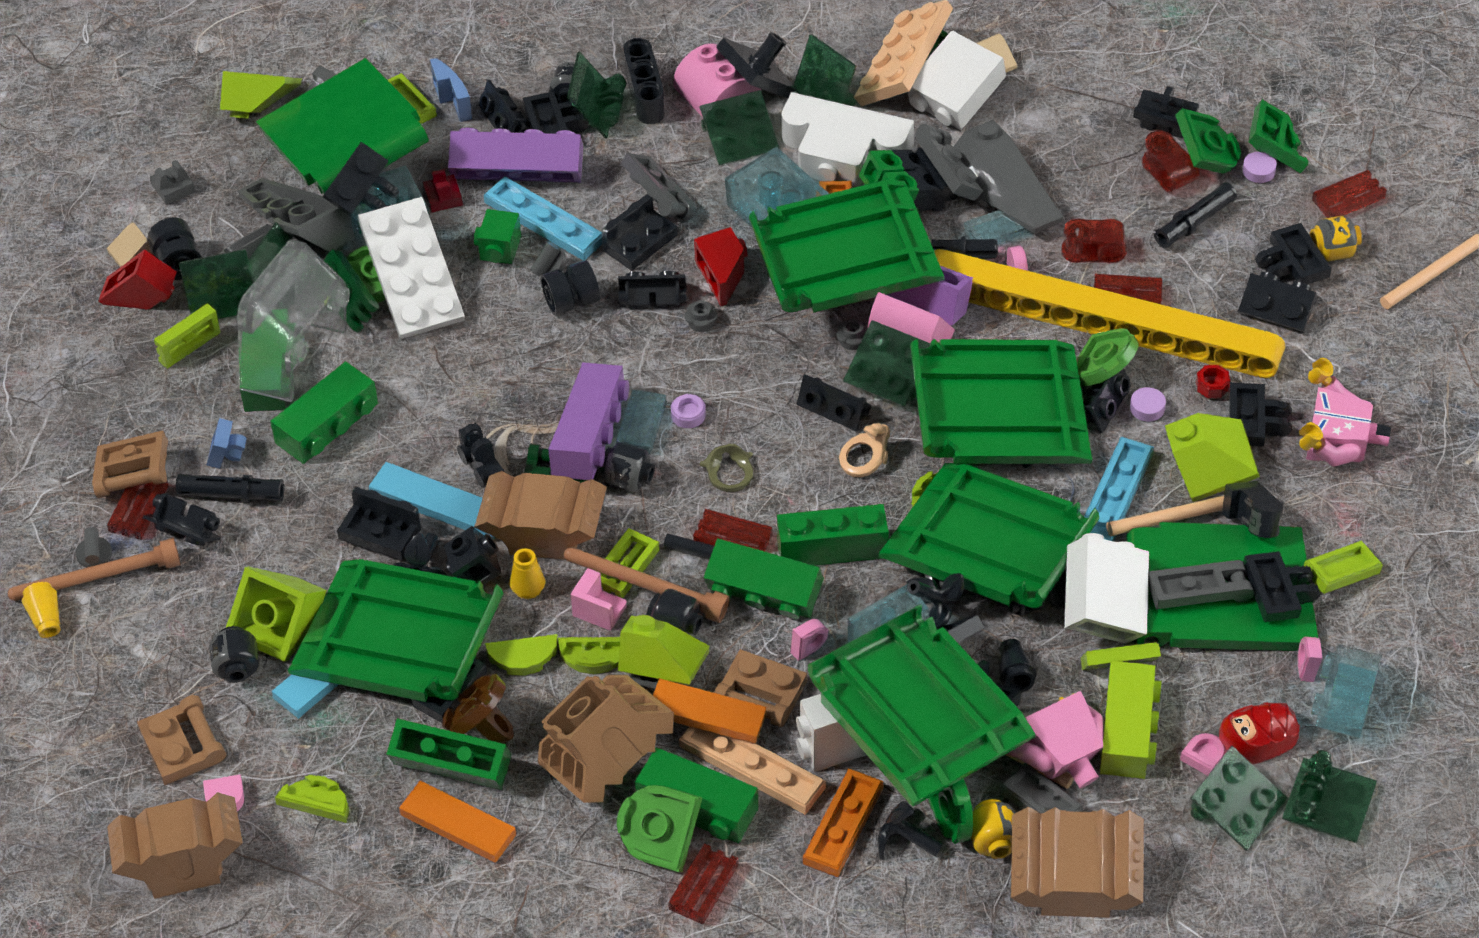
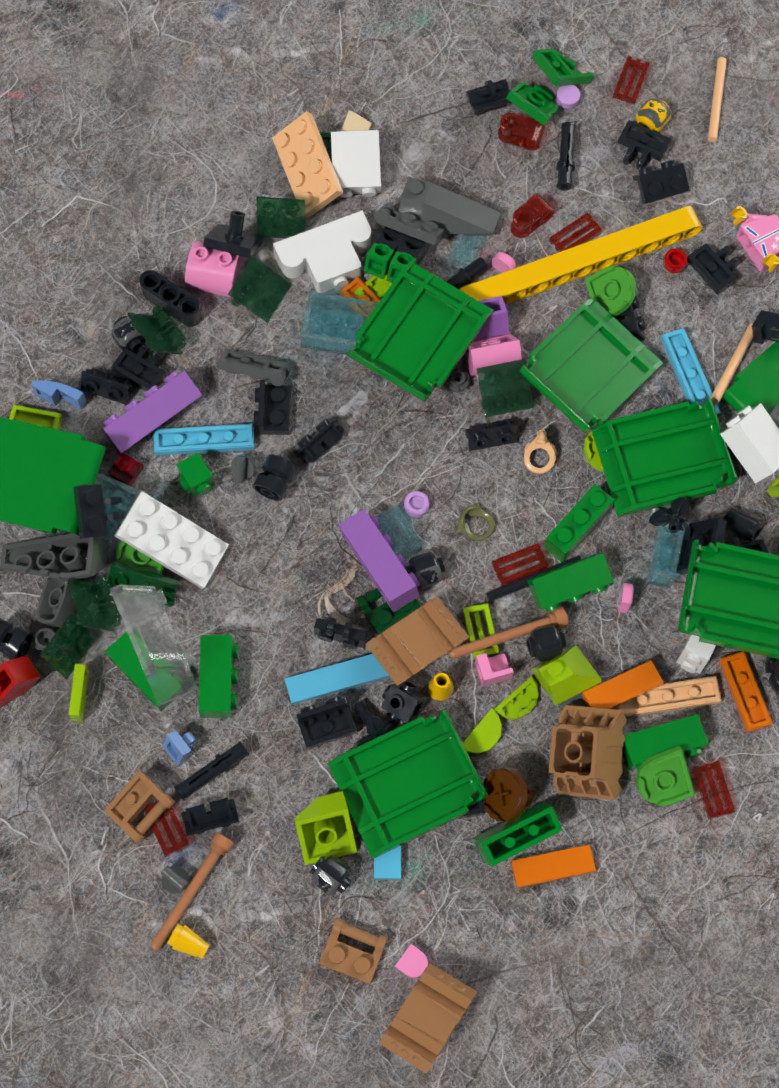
camera: 45 degrees left, 20 degrees up
(315, 796) = (463, 918): lime tile -> none
(701, 316) = (362, 441): dark grey plate -> none
(721, 261) = (341, 391): red slope -> none
(765, 680) = (626, 640): medium nougat plate -> none
(1147, 404) = (654, 302): lavender tile -> none
(1211, 453) = (724, 310): lime slope -> none

